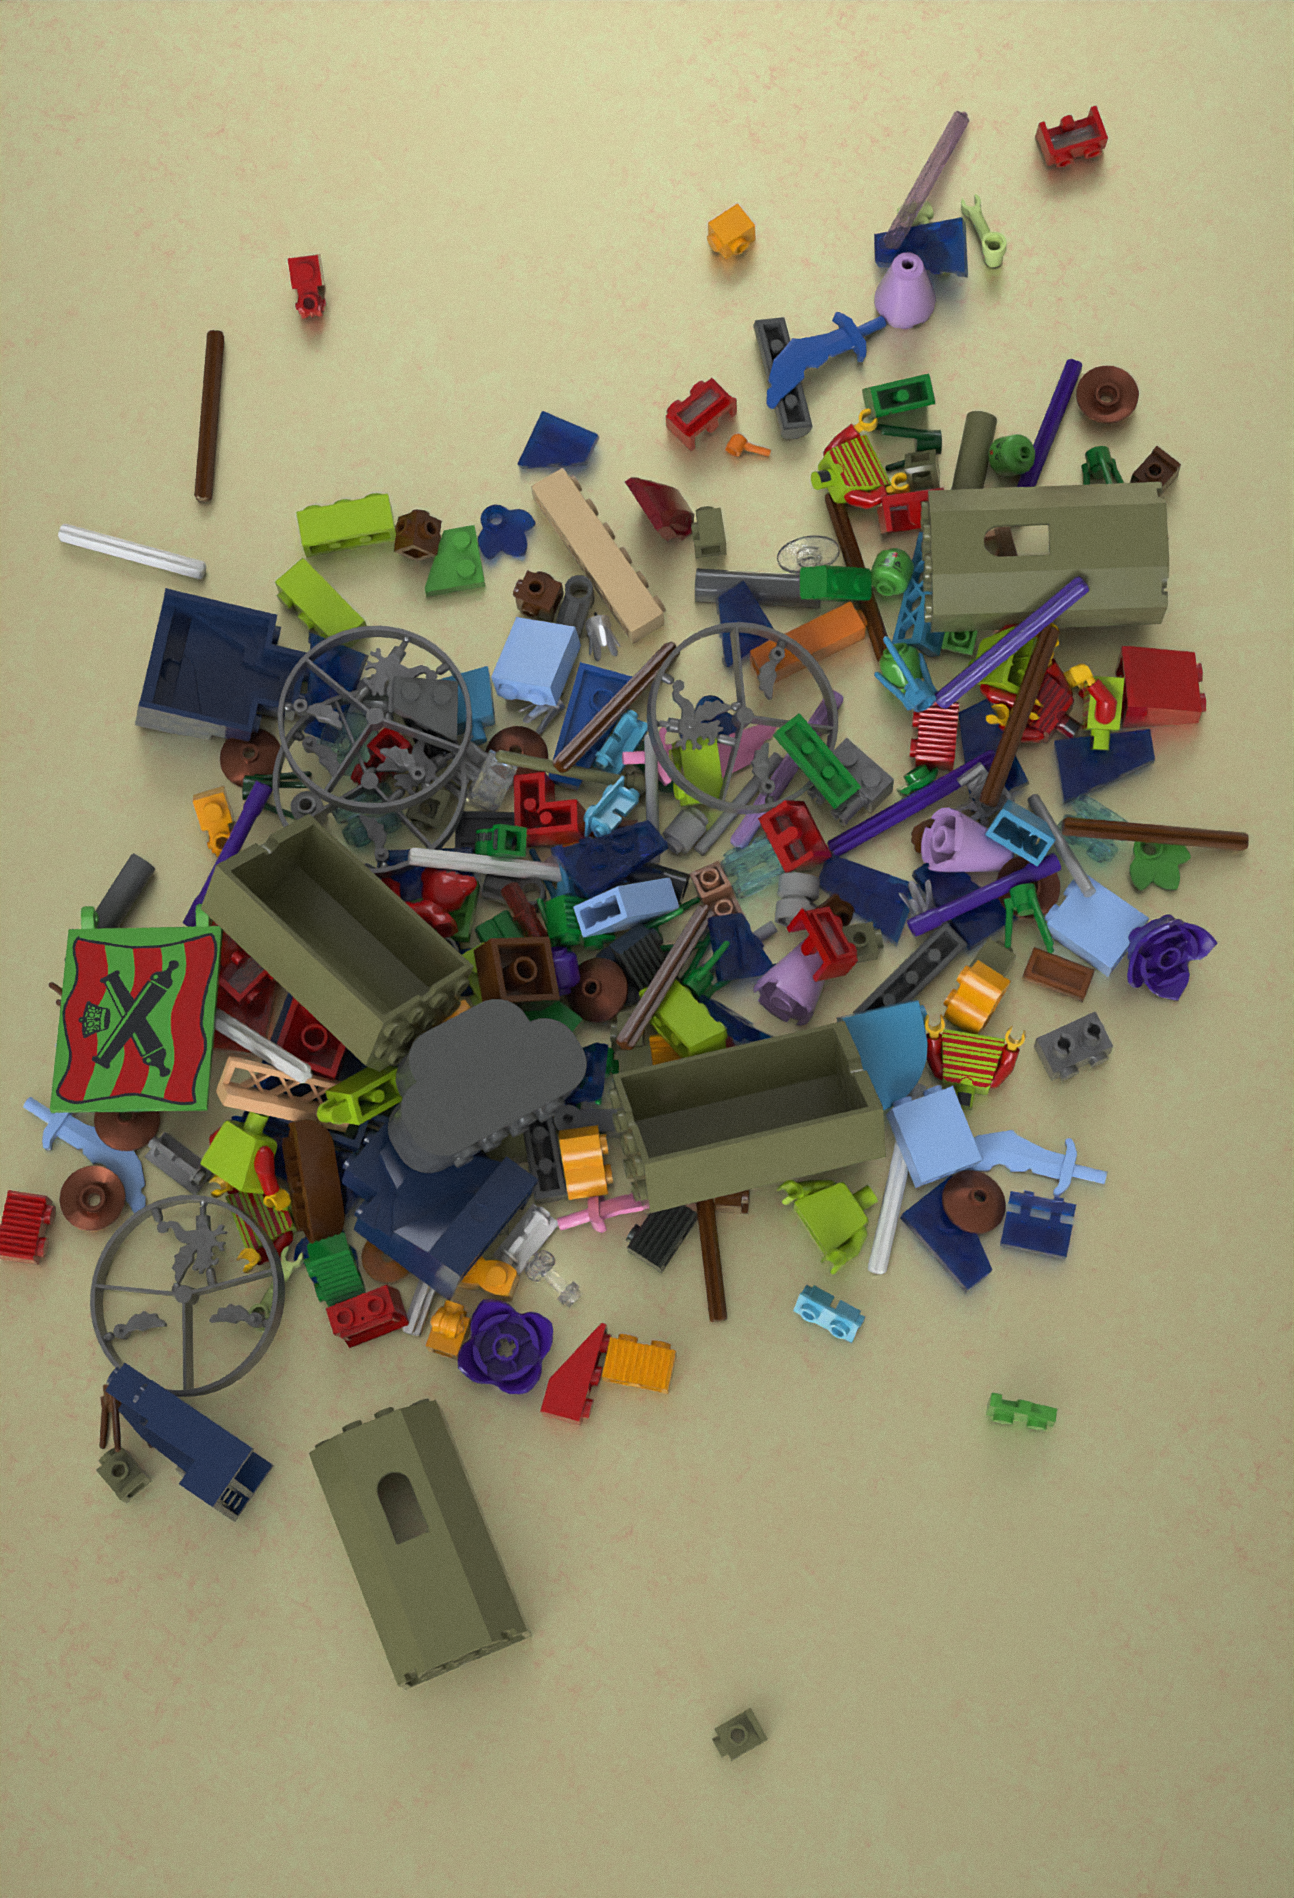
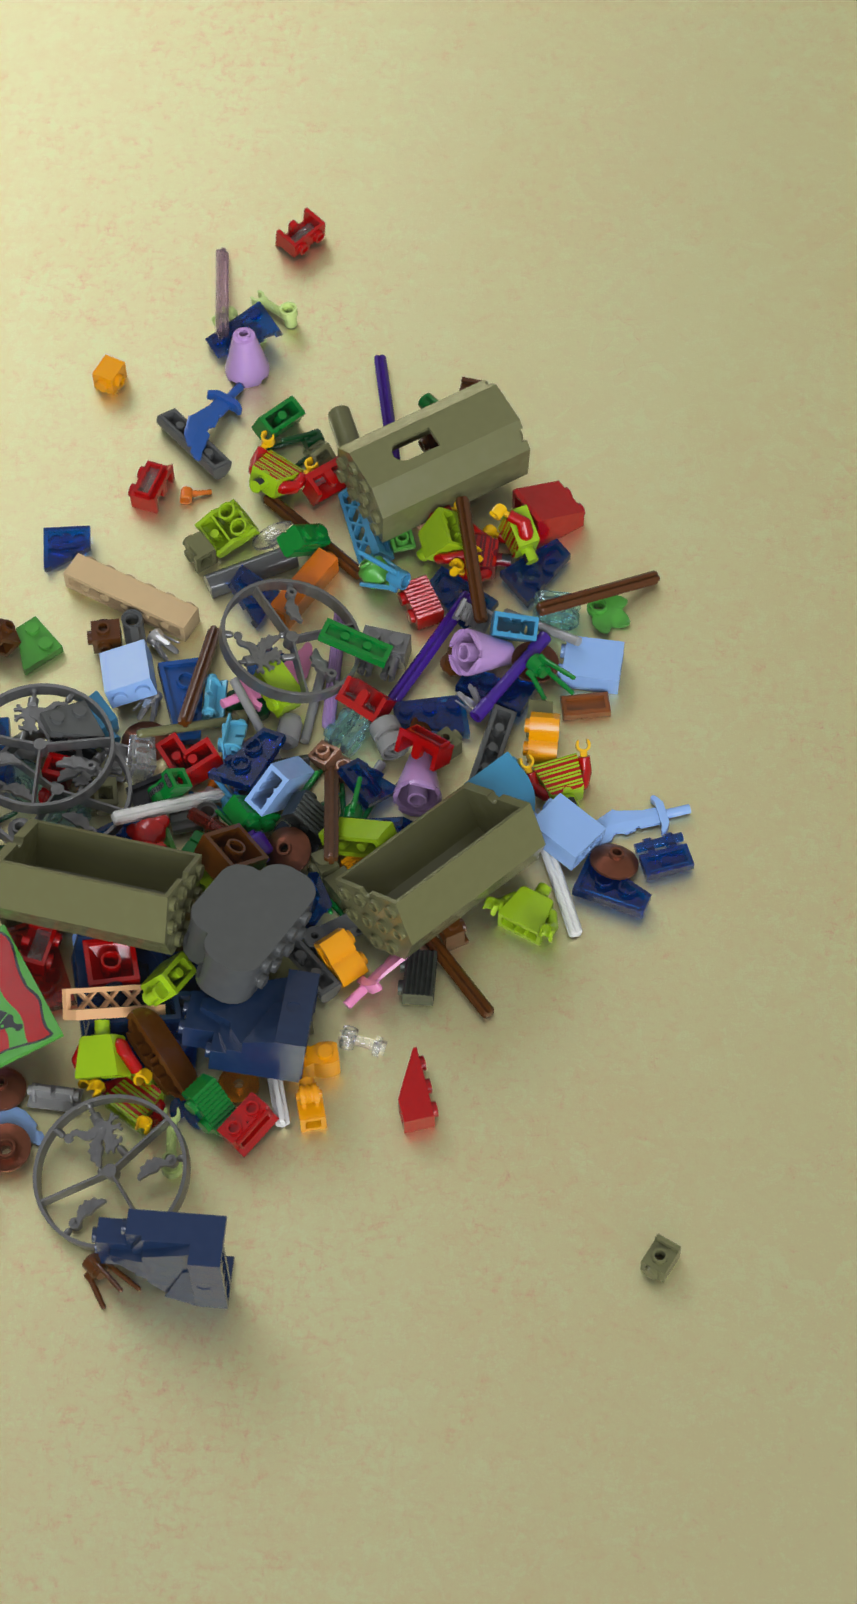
camera: 35 degrees left, 15 degrees down
(130, 1482) = (135, 1320): olive brick -> none
(262, 1047) = (82, 980): white axle -> none
(443, 1591) = (396, 1272): olive panel -> none
(498, 1323) = (367, 1082): dark purple brick -> none
(507, 535) = (60, 612): clear blue plate -> none
(526, 1238) = (328, 1022): white hinge -> none
(639, 1364) = (453, 1065): light orange brick -> none
(663, 507) = (156, 546): dark red slope -> none
(760, 516) = (227, 527): none -> lime slope
(815, 1307) = (565, 975): medium azure hinge -> none
(892, 571) = (336, 521): bright green head -> none
(917, 779) = (424, 633): green animal -> none
(1006, 1411) = (726, 966): bright green wing -> none
(1011, 455) = (371, 420): bright green head -> none
(1012, 642) = (442, 514): dark purple axle -> none
(1073, 1047) = (622, 739): flat silver brick -> none
(1108, 382) = (412, 365): copper dish -> none
(1162, 953) = (645, 655): dark purple brick -> none

